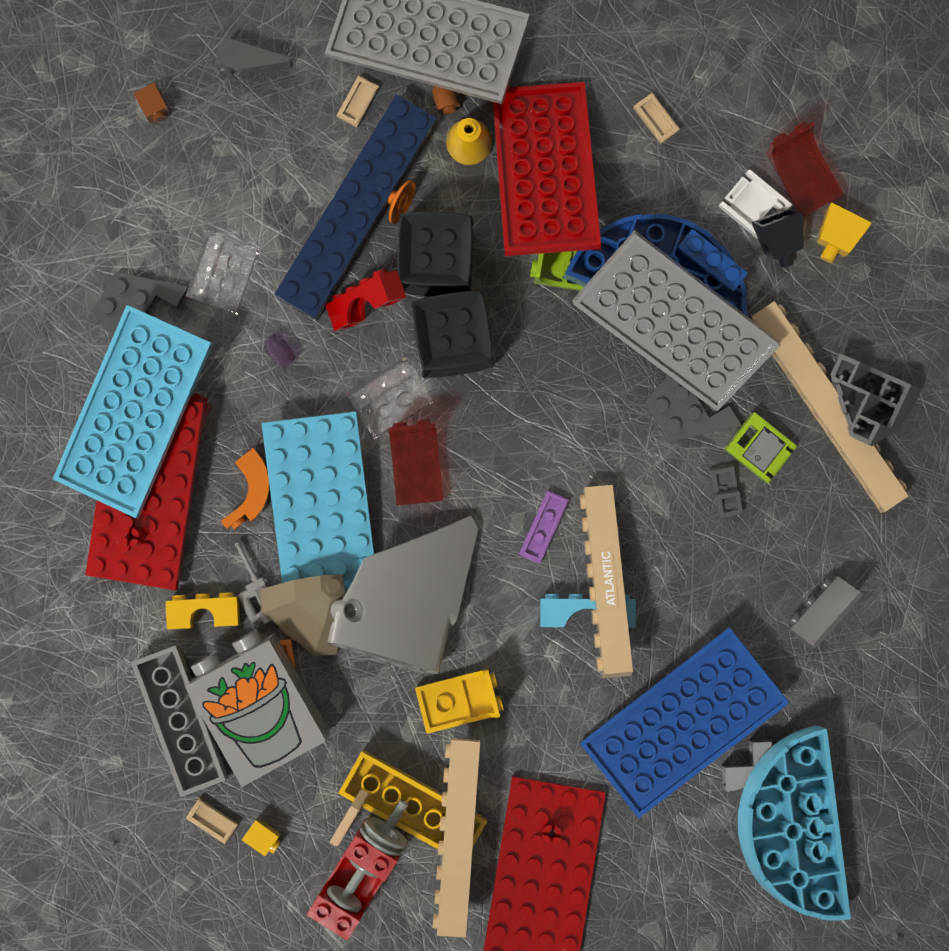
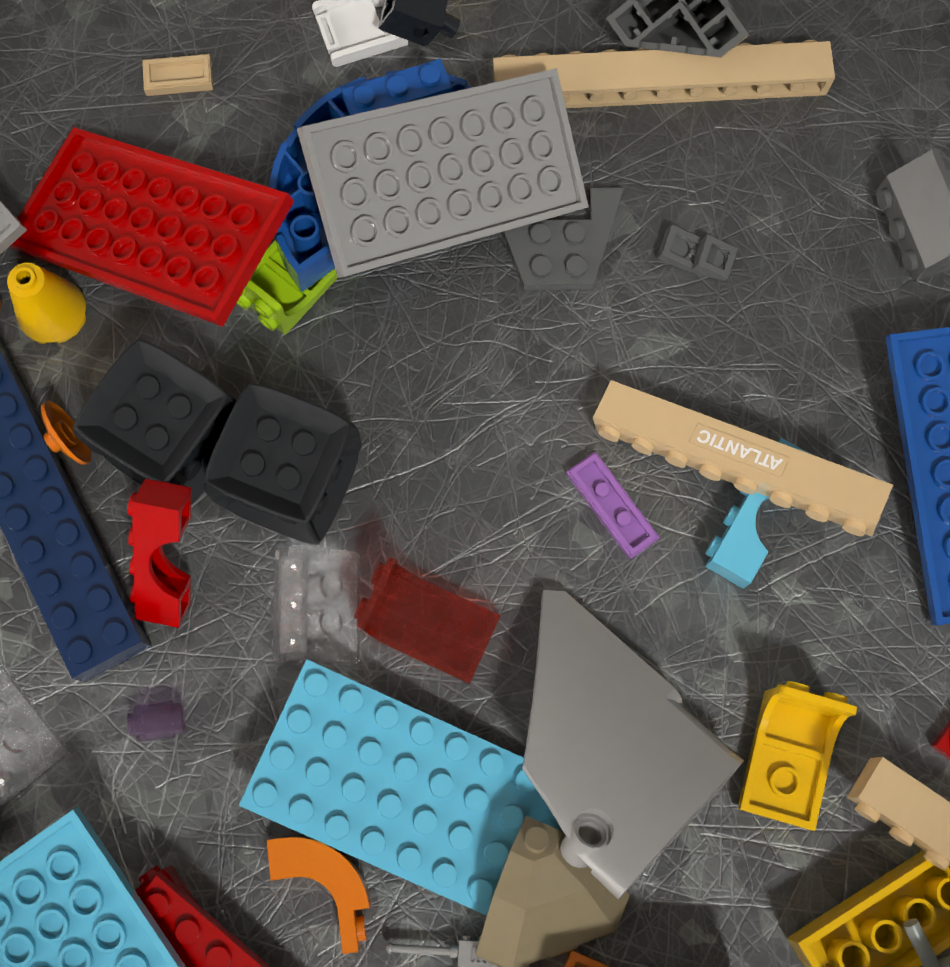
camera: 65 degrees left, 10 degrees down
(765, 449) = (673, 178): container -> none

